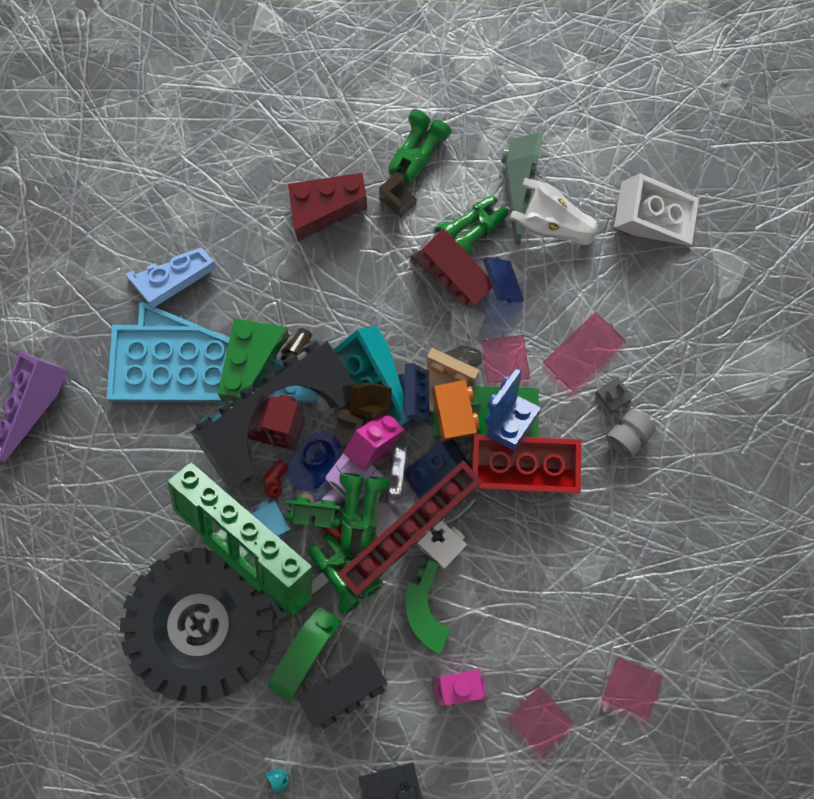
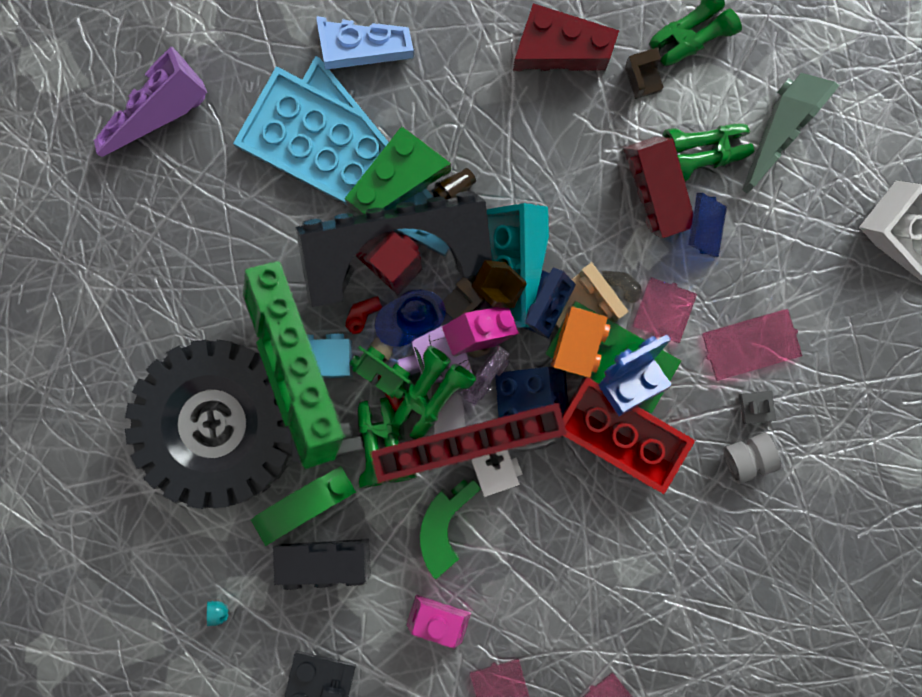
camera: 30 degrees right, 10 degrees up
(554, 216) = (801, 183): white animal -> none

